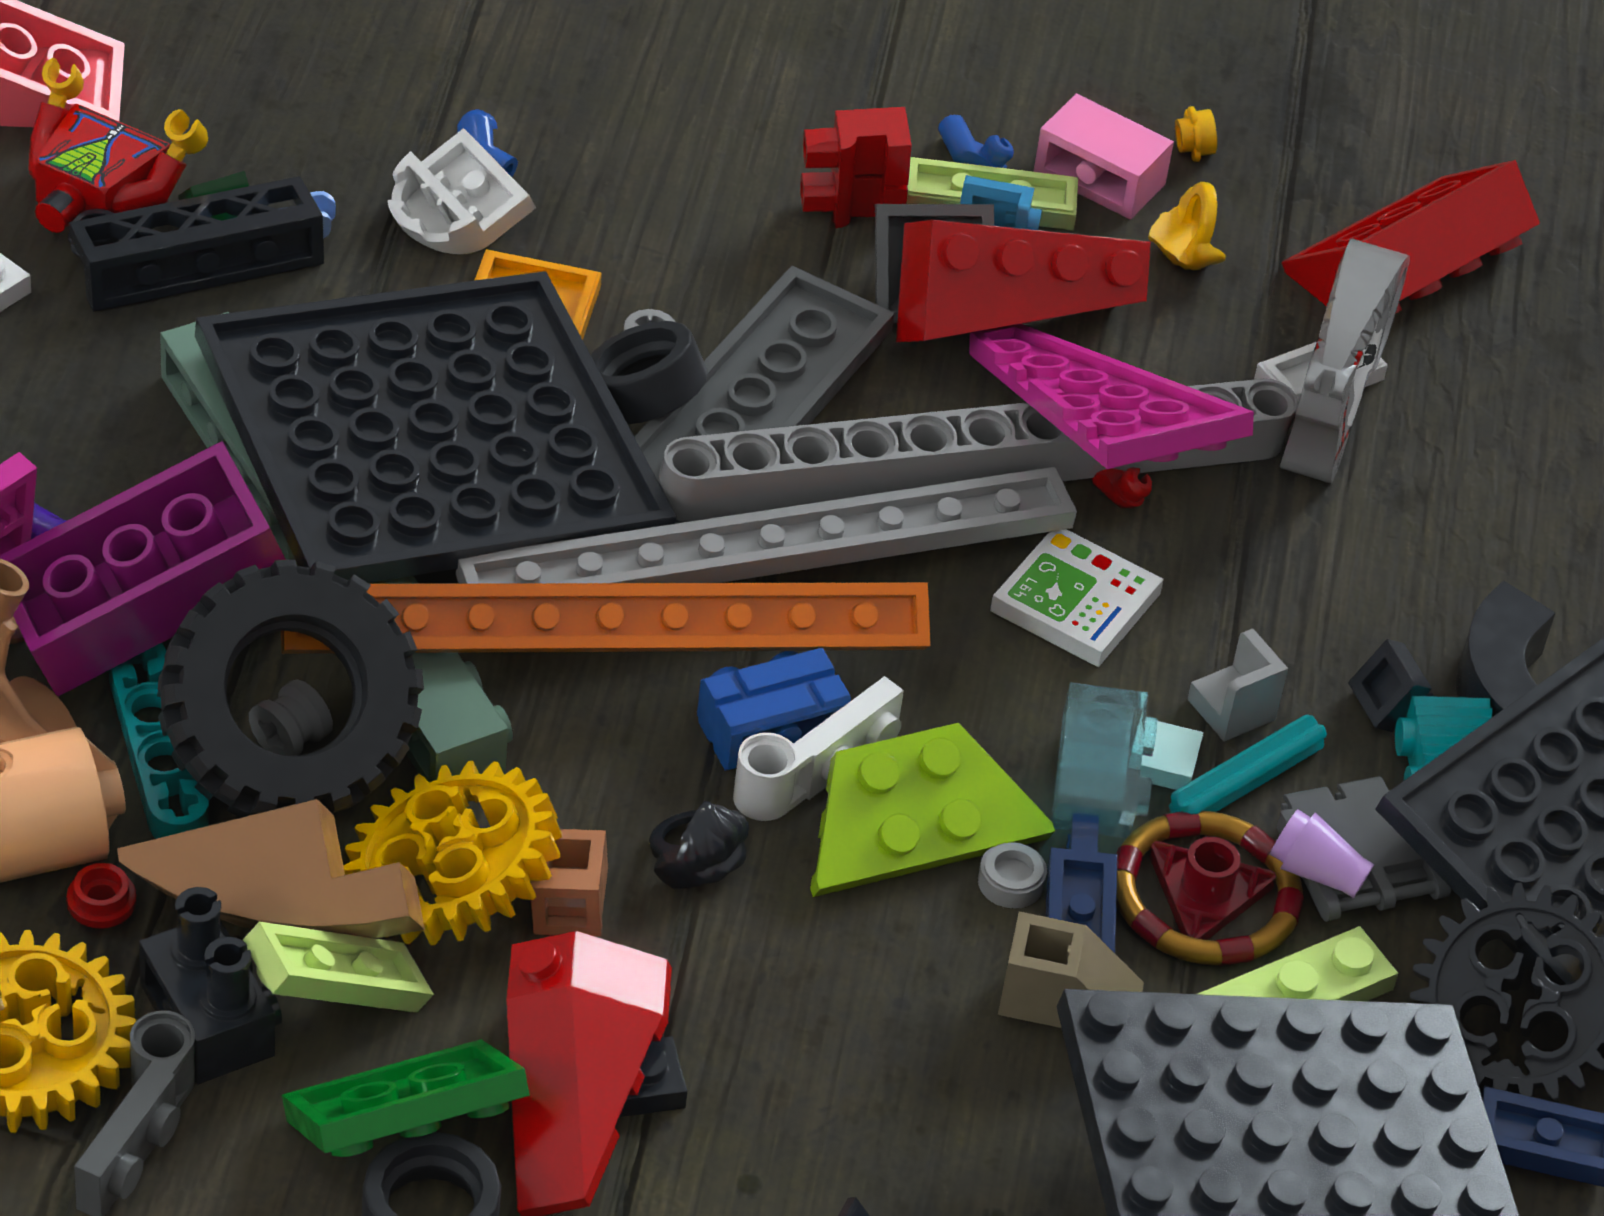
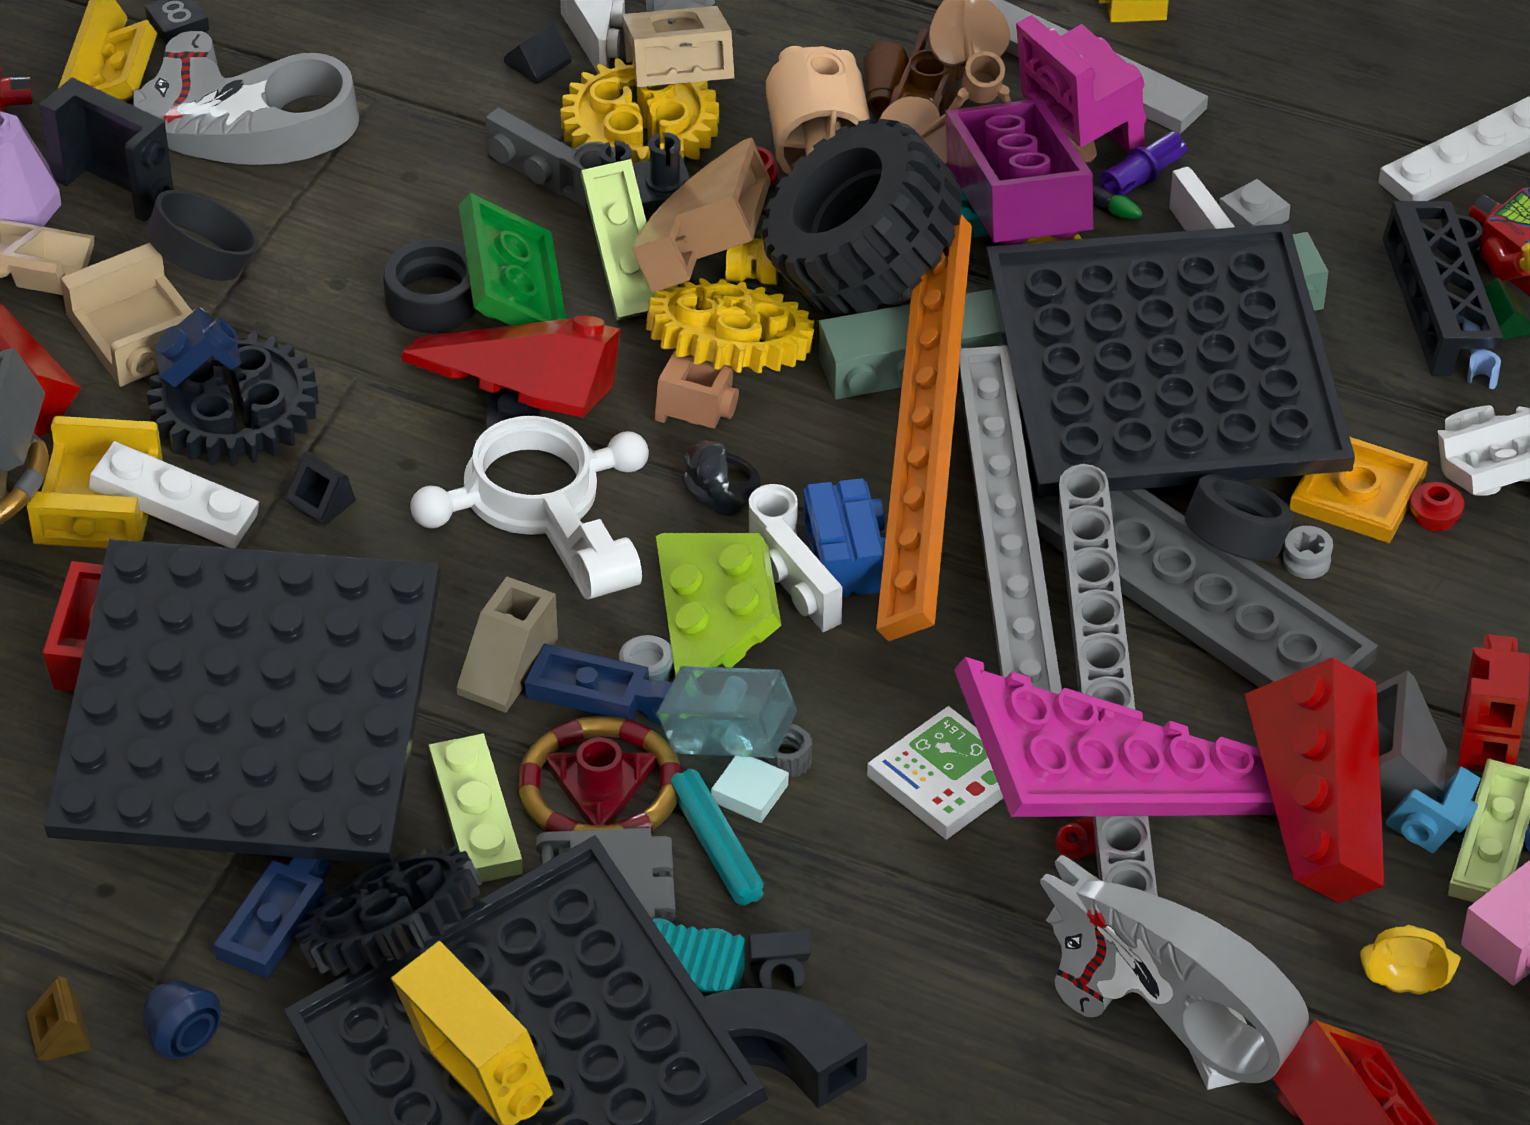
camera: 110 degrees right, 0 degrees up
(72, 415) = (1254, 206): none -> light grey plate
(119, 446) = (1194, 204): none -> white tile
(547, 241) = (1436, 506): none -> red plate
(931, 886) = (585, 549): none -> white piece
(1243, 693) = (801, 847): light grey panel -> none
(1320, 854) = (578, 816): lavender cone -> none

